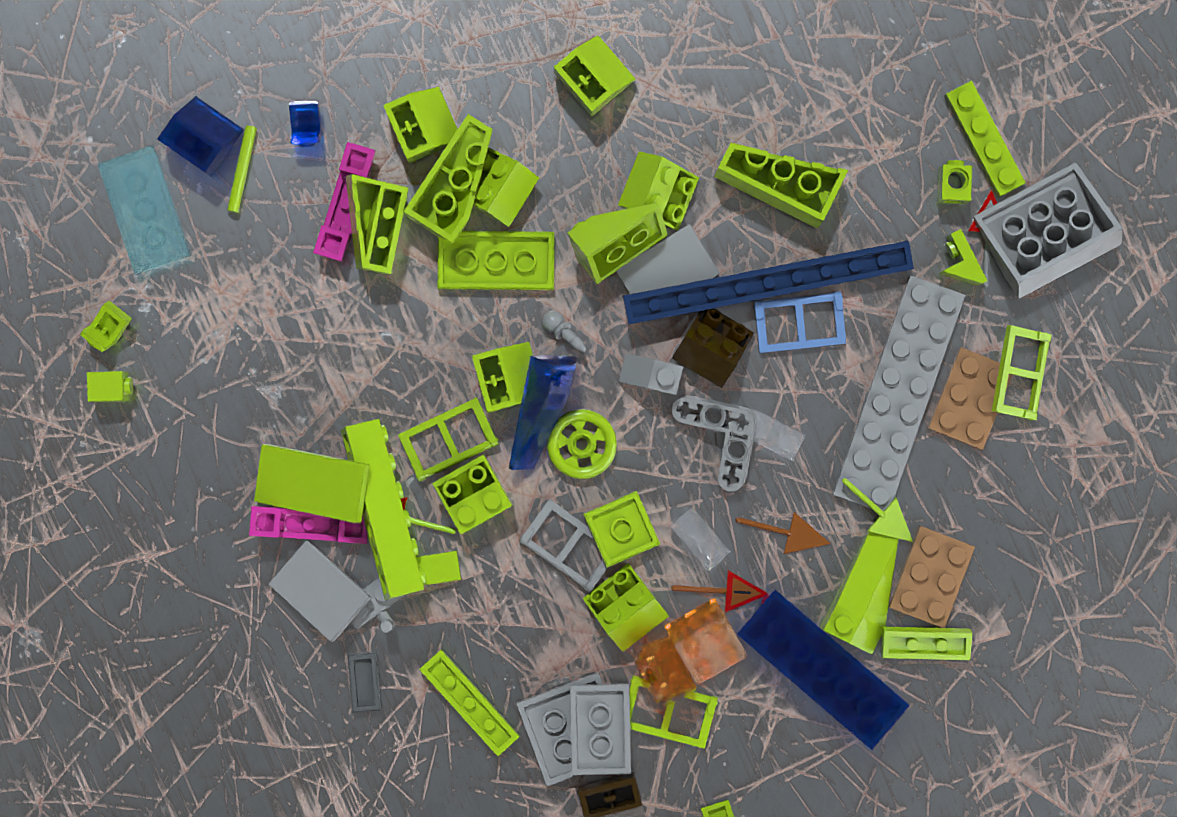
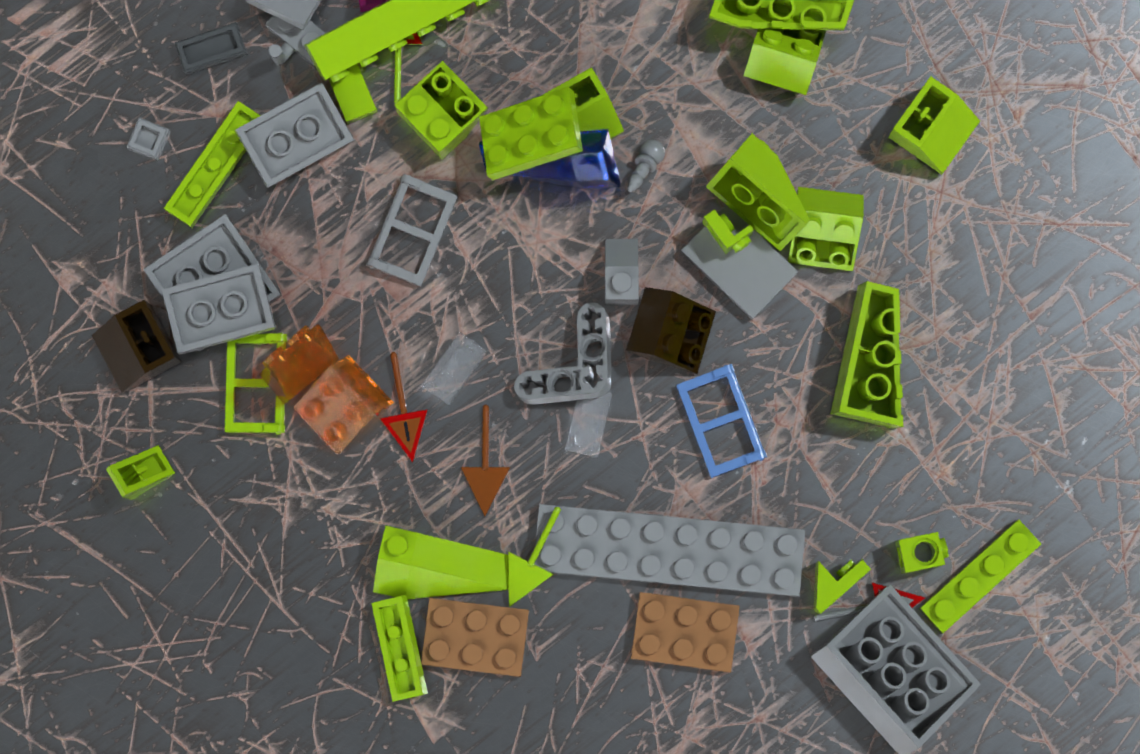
camera: 85 degrees right, 5 degrees down
(431, 755) = (148, 139): none -> light grey tile
(456, 458) = (458, 45): lime window -> none
(462, 627) = (294, 135): none -> light grey plate
(497, 261) = (703, 75): lime tile -> none
(518, 422) = (530, 133): none -> lime plate
(599, 462) = (512, 238): lime plate -> none
(621, 529) = (443, 281): lime tile -> none
(625, 607) = (358, 306): lime slope -> none
(639, 280) = (721, 230): none -> lime bracket
(767, 282) = (756, 373): dark blue plate -> none
(822, 668) = (343, 536): clear blue brick -> none
(1005, 369) = (727, 659): lime window -> none

